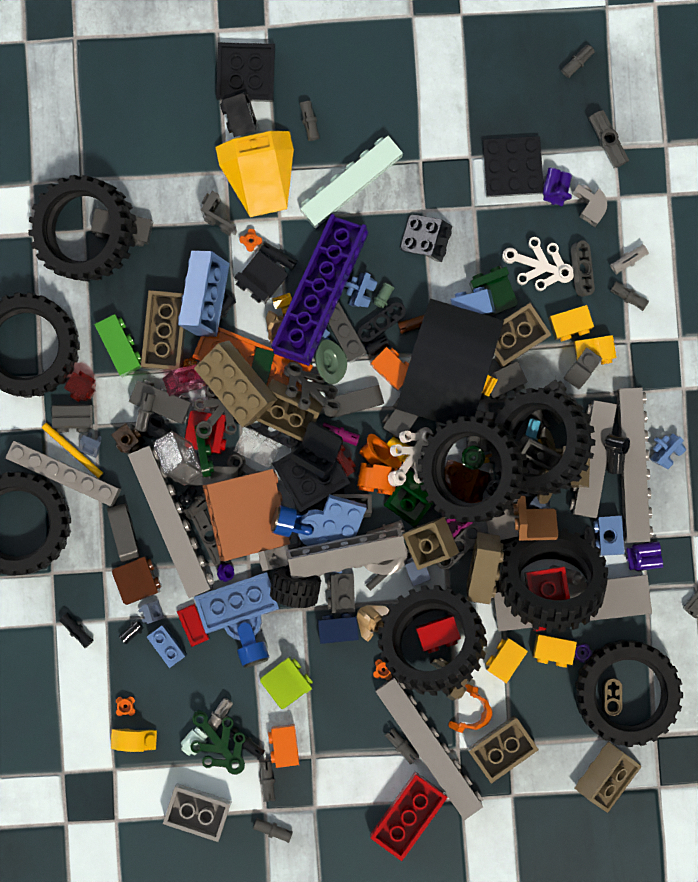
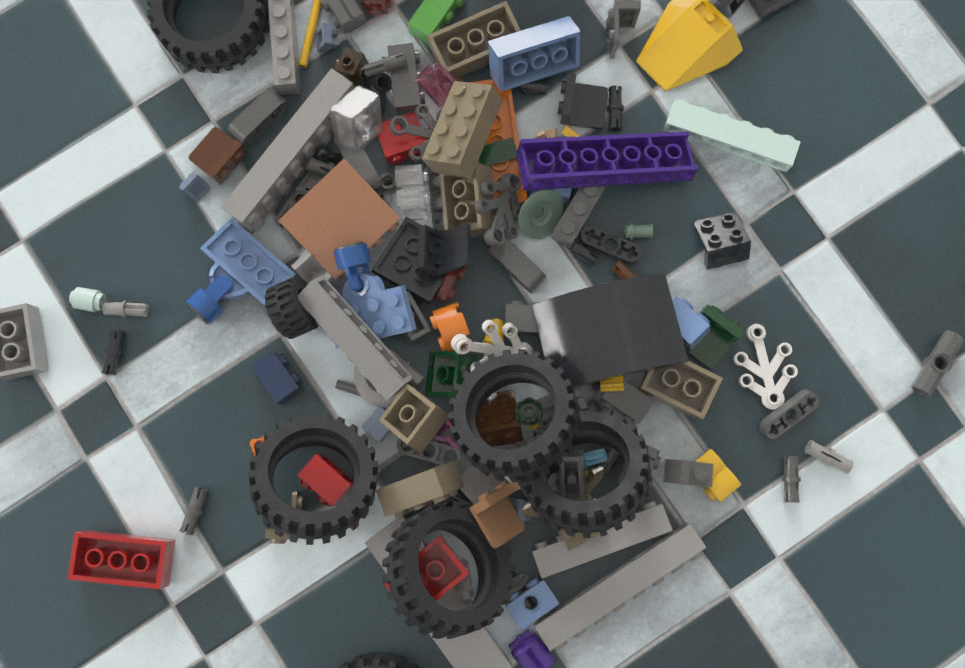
camera: 65 degrees right, 5 degrees down
(76, 630) = (138, 126): black pin -> none
(120, 706) = (84, 210): orange plate -> none
(133, 740) = (55, 240): yellow brick -> none
(135, 628) = (170, 180): black pin -> none
(166, 646) = (168, 219): medium blue brick -> none
(192, 625) = (202, 233): red tile -> none
(204, 451) = (375, 142): dark green plate -> none
(219, 745) = (94, 325): dark green plant -> none
(225, 572) = (275, 238): dark purple plate -> none
(250, 235) = (614, 80): orange plate -> none
(267, 781) = (85, 395): dark grey pin -> none
(272, 830) = (38, 428): dark grey pin -> none
(284, 745) = (130, 391): orange brick -> none
(286, 682) = (195, 357): lime bracket -> none
(309, 120) = (765, 62): dark grey pin -> none
(342, 593) = (316, 360): dark grey bracket -> none
(348, 437) = (475, 269): magenta pin -> none
(357, 288) = (640, 205): medium blue hips -> none
(370, 620) = (302, 402): tan brick -> none
(378, 452) = (476, 312): orange piece -> none
(391, 367) = (571, 275): orange brick -> none
(429, 748) = (203, 545): light grey brick -> none
(485, 715) = (272, 580): orange helmet -> none
(502, 749) = (243, 619): dark tan brick -> none
(506, 659) = (340, 568): yellow brick -> none
(513, 166) = (846, 285): black plate -> none
(554, 649) = (378, 614): yellow brick -> none
(557, 187) = (856, 339): dark purple piece -> none
(571, 323) = (726, 434): yellow brick -> none
(587, 652) = (399, 644): dark purple plate -> none
(596, 204) = (863, 387): light grey brick -> none
(617, 448) = (627, 557): black piece -> none
(665, 448) = (658, 610): medium blue hips -> none

